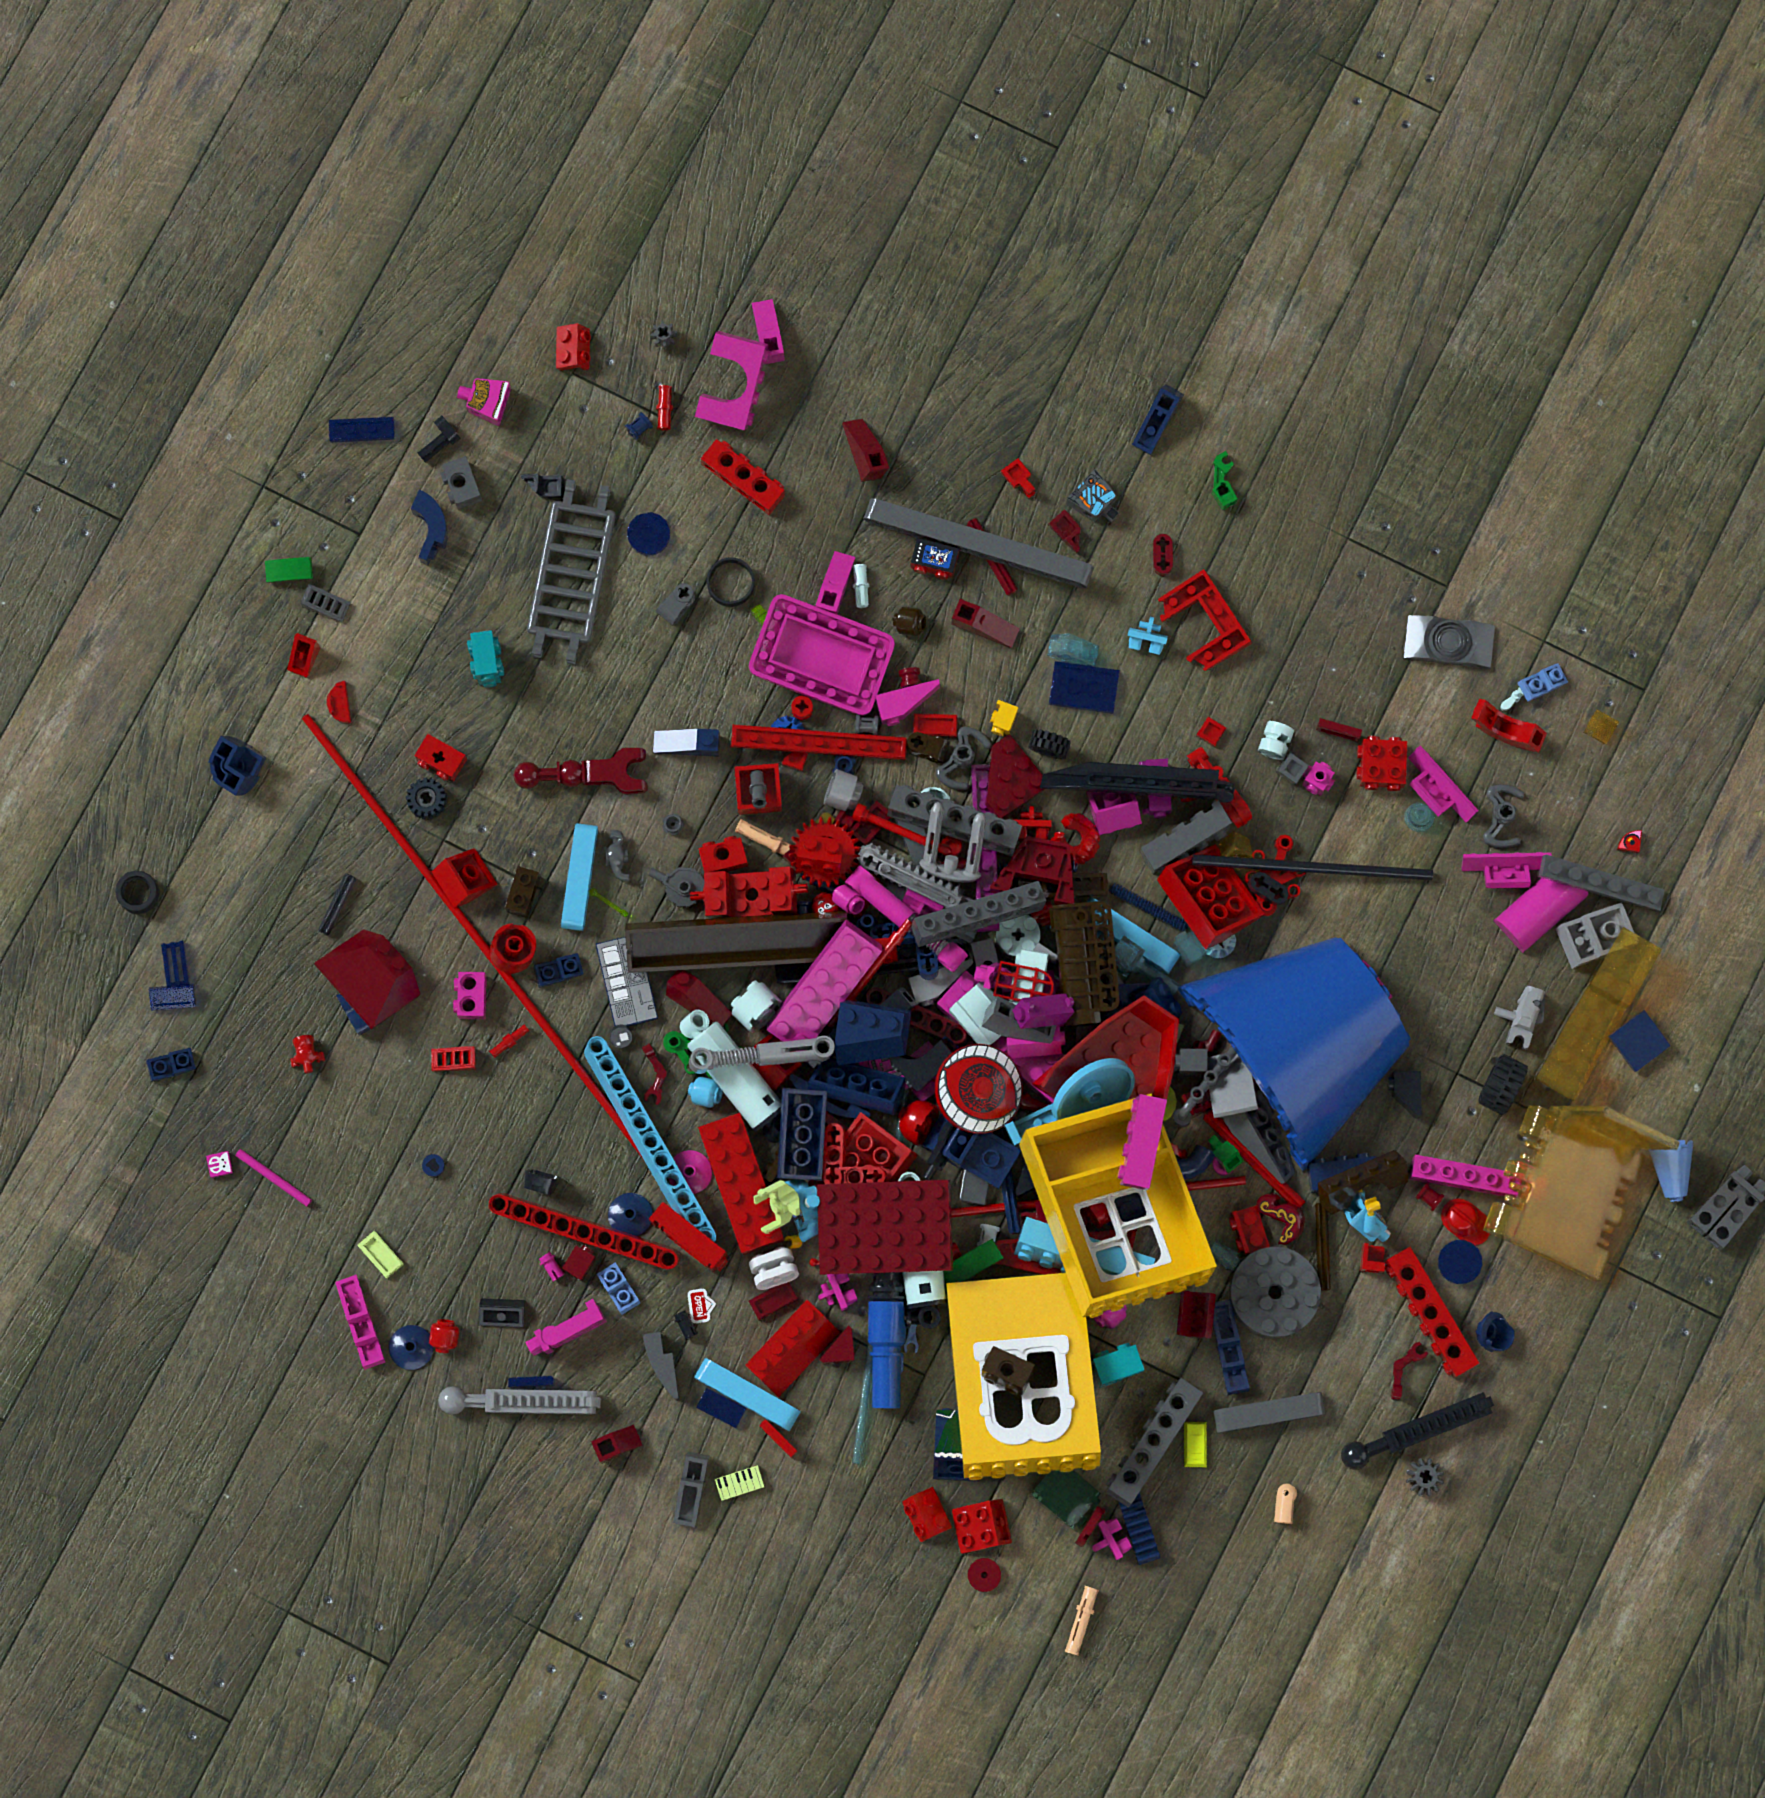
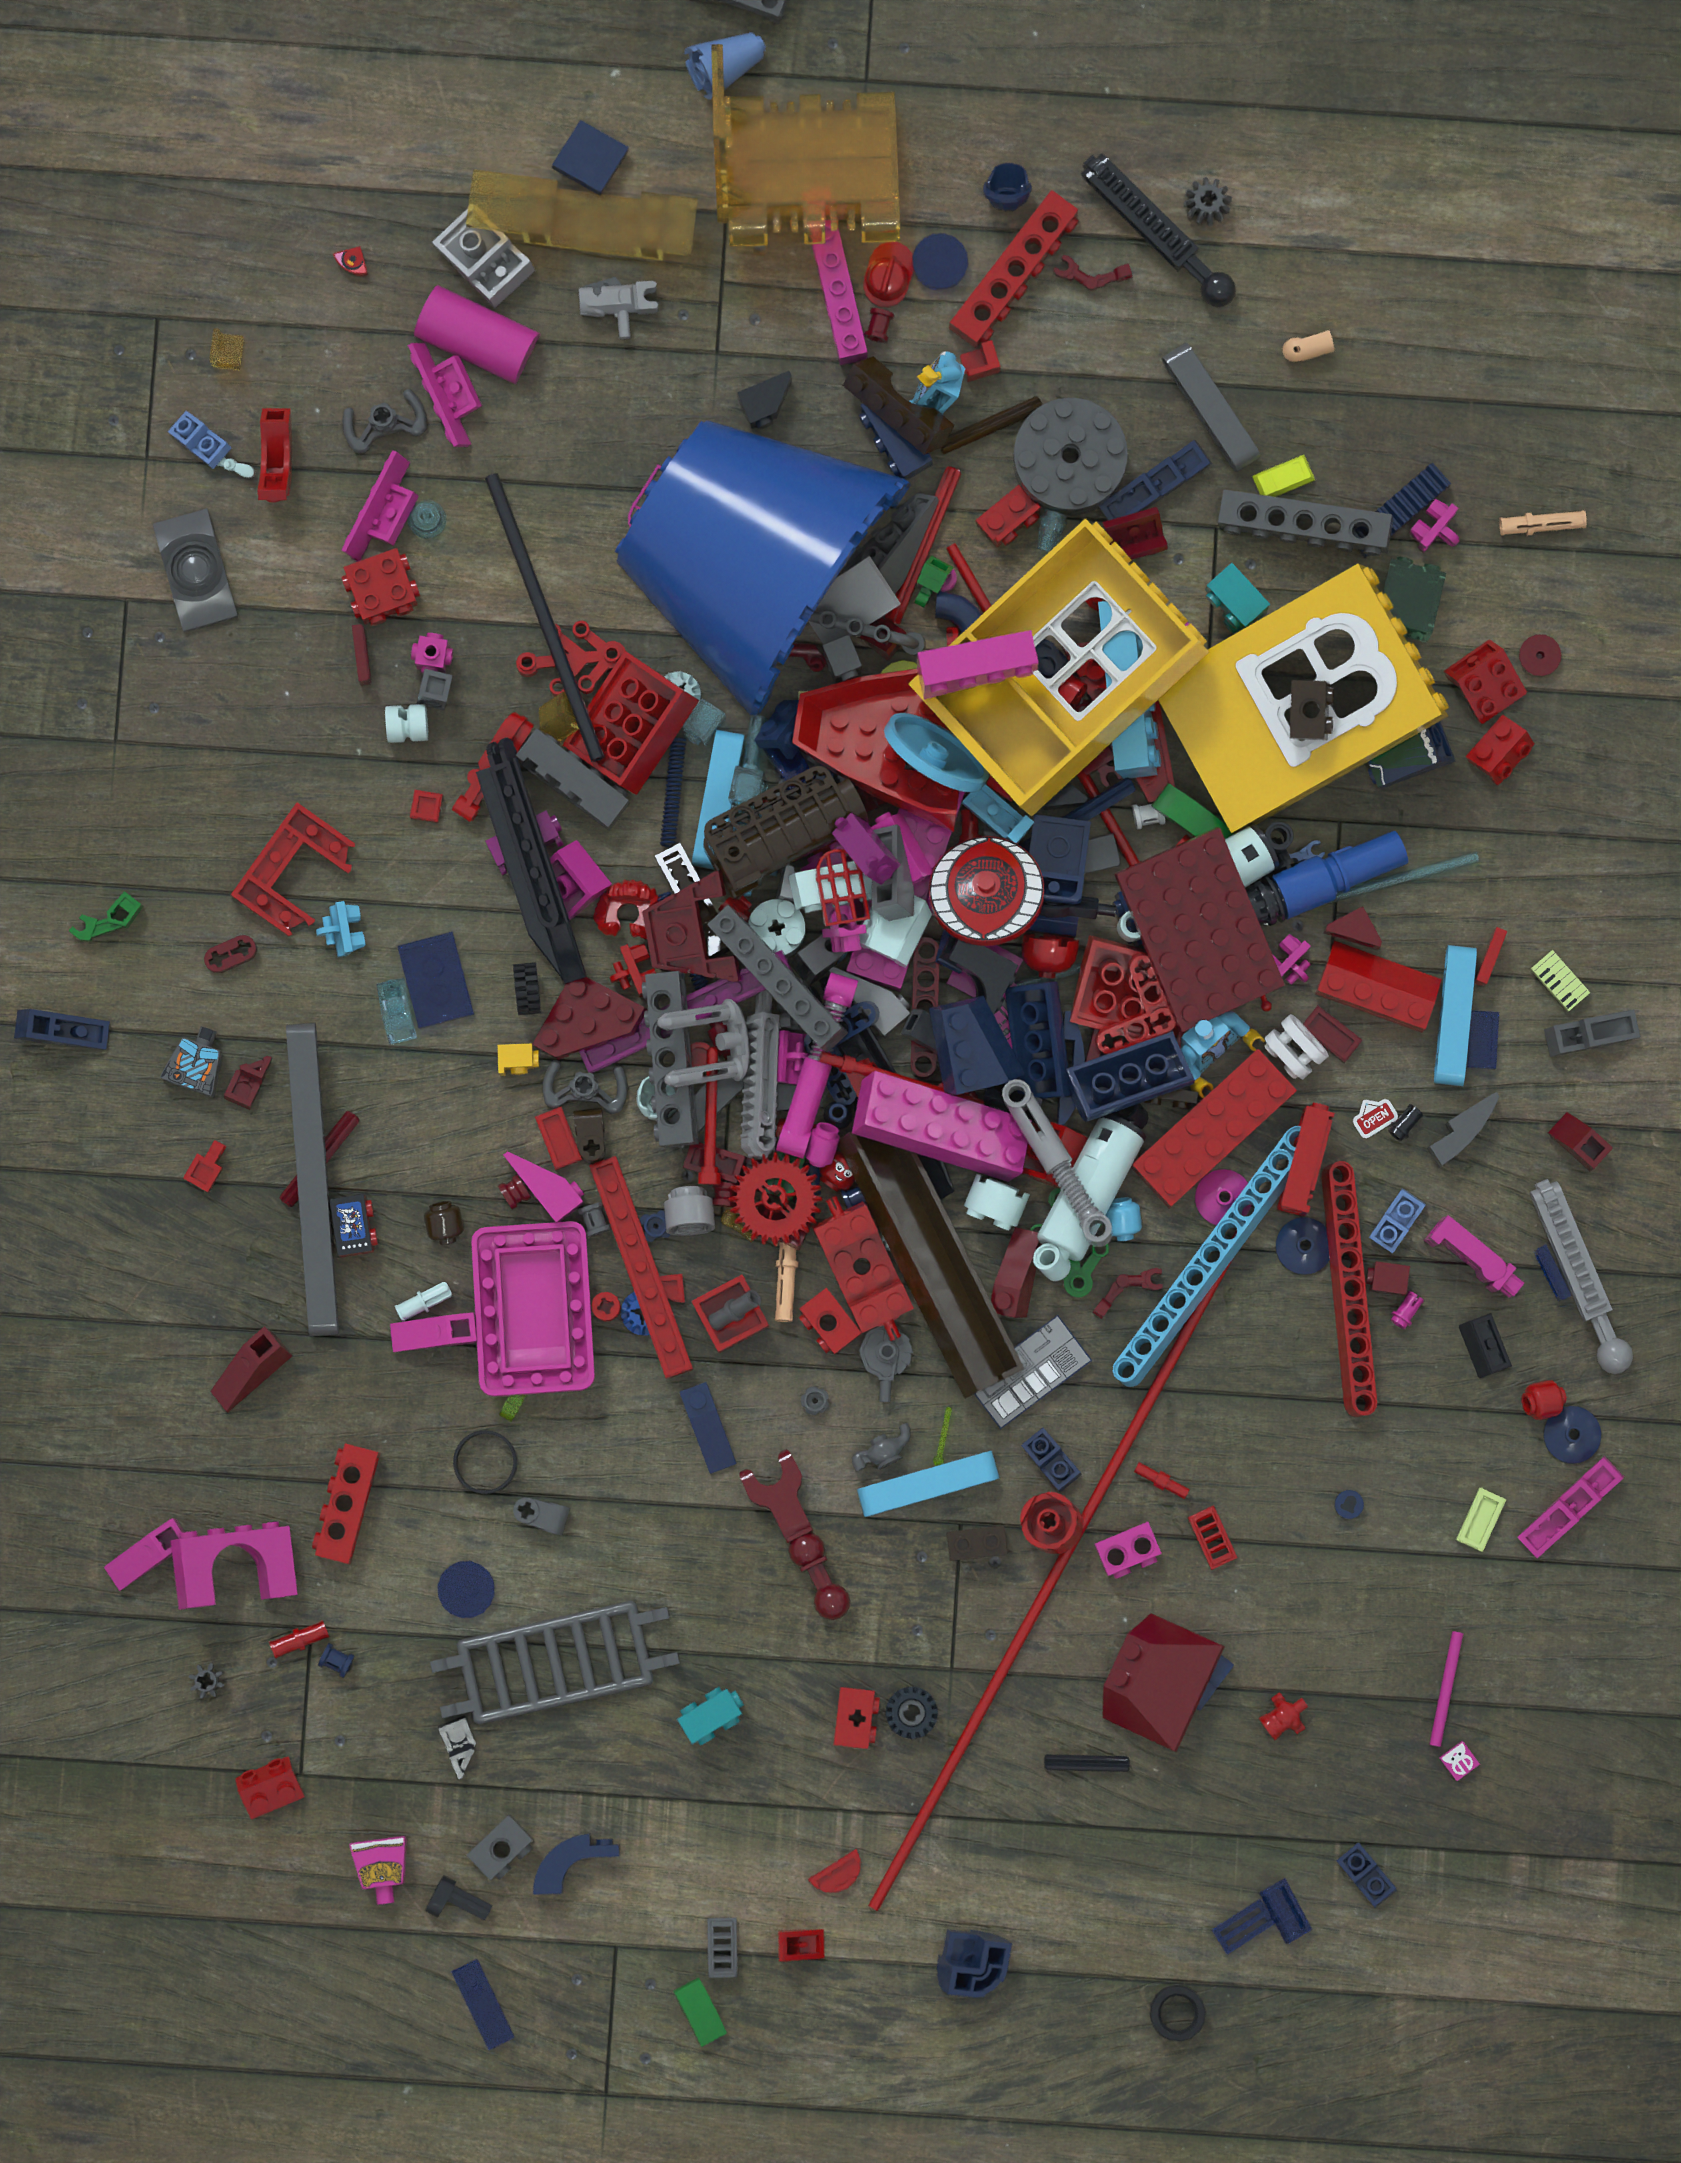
camera: 115 degrees left, 5 degrees up
(464, 877) = (989, 1622): red slope -> none
(541, 1181) = (1314, 1365): black piece -> none
(620, 1036) = (1098, 1349): black tile -> none
(783, 1202) = (1219, 1062): yellowish green piece -> none
(819, 854) = (784, 1199): red bracket -> none
(984, 623) = (409, 1130): dark red slope -> none
(1090, 1526) = (1434, 554): dark red tile -> none
(1271, 884) = (587, 656): black beam -> none
(1287, 1213) = (972, 483): dark red animal -> none
(1503, 1084) = (713, 290): black tyre -> none
(1601, 883) = (421, 272): dark grey plate -> none

